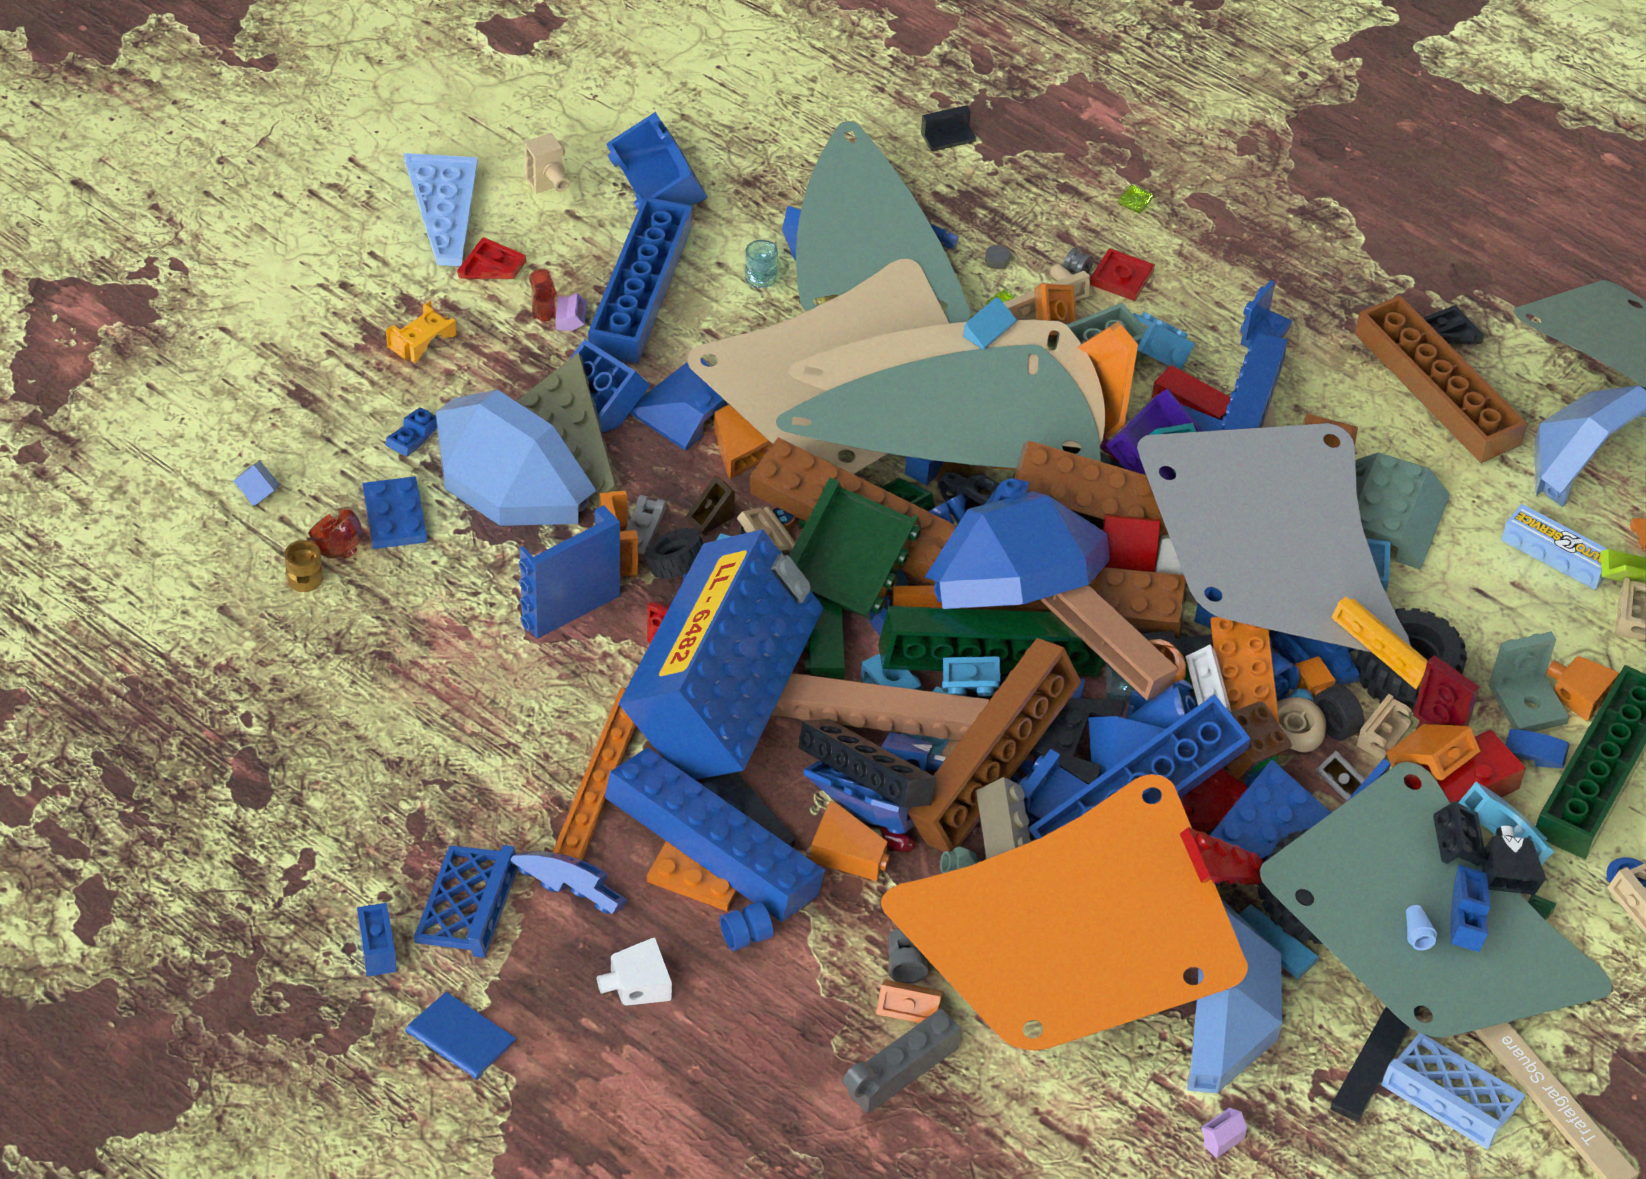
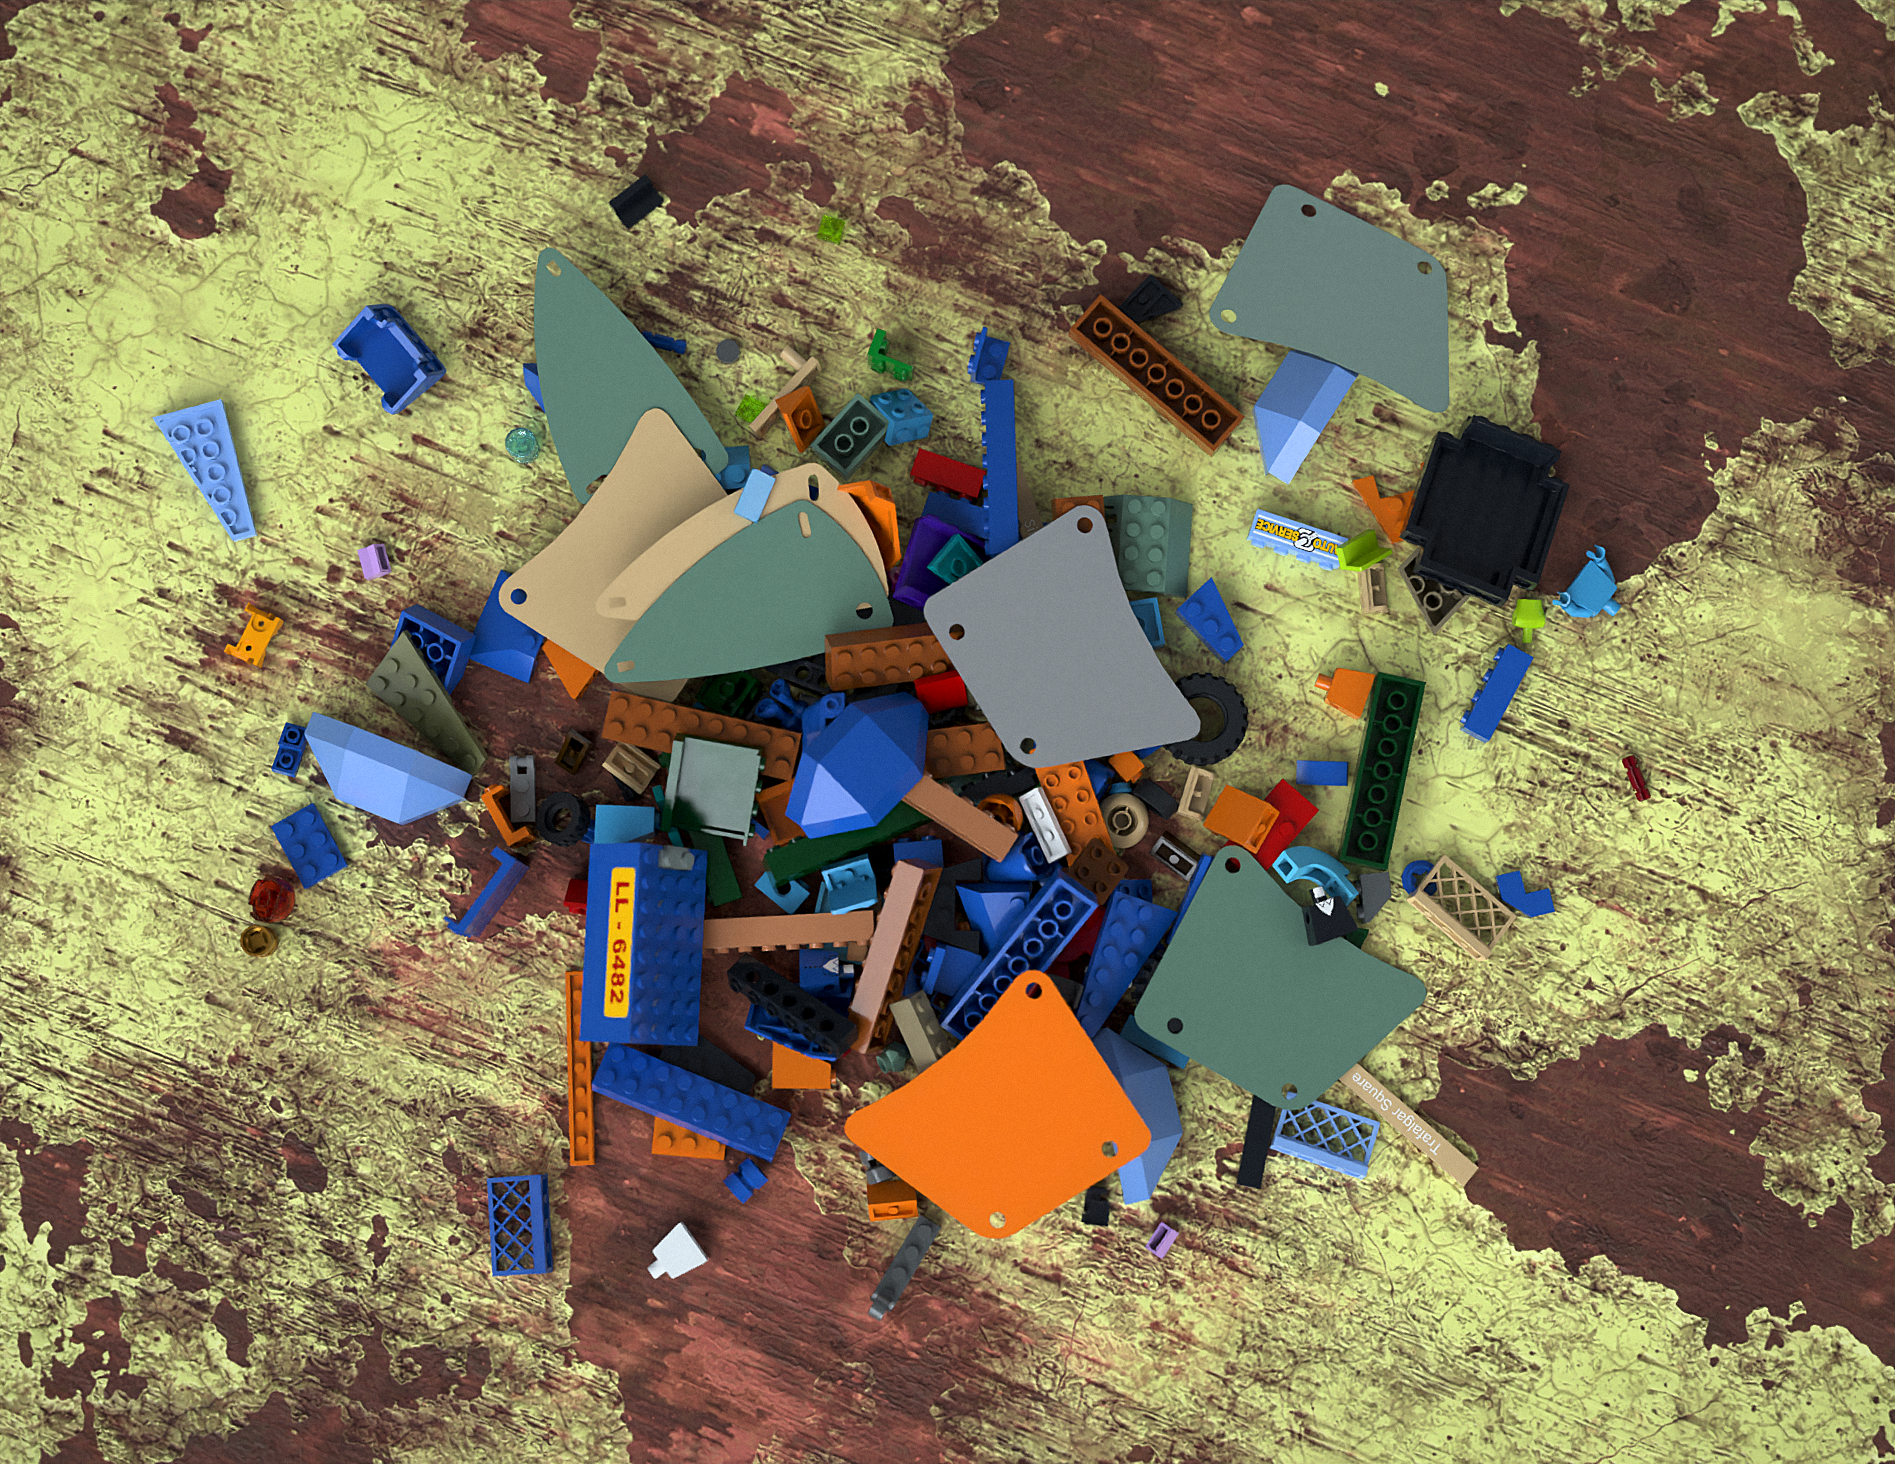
camera: 15 degrees left, 35 degrees up
(256, 482) = (182, 859): panel -> none
(376, 939) = (464, 1294): blue panel -> none
(460, 1035) = (561, 1350): blue piece -> none
(491, 261) = (282, 523): red wing -> none
(542, 295) = (343, 559): clear red piece -> none
(545, 164) = (289, 394): tan brick -> none
(562, 871) = (594, 1179): slope -> none
(641, 279) = (423, 505): blue brick -> none
(1078, 262) = (802, 338): dark grey wheel -> none
(1122, 274) = (844, 333): red tile -> none
(1155, 1055) = (1095, 1209): none -> black piece
(1161, 294) = (880, 362): none -> green bracket
(1221, 860) = (1103, 1031): red wing -> none
(1380, 640) = (1179, 732): light orange panel -> none
(1419, 928) = (1270, 1018): light blue cone -> none
(1443, 585) = (1210, 621): none -> blue wedge
(1445, 696) = (1242, 779): dark red tile -> none
(1459, 834) = (1282, 909): black bracket -> none
(1469, 909) = (1304, 977): blue slope -> none
(1521, 679) = (1300, 702): sand green bracket -> none
(1570, 870) = (1373, 893): none -> dark grey slope

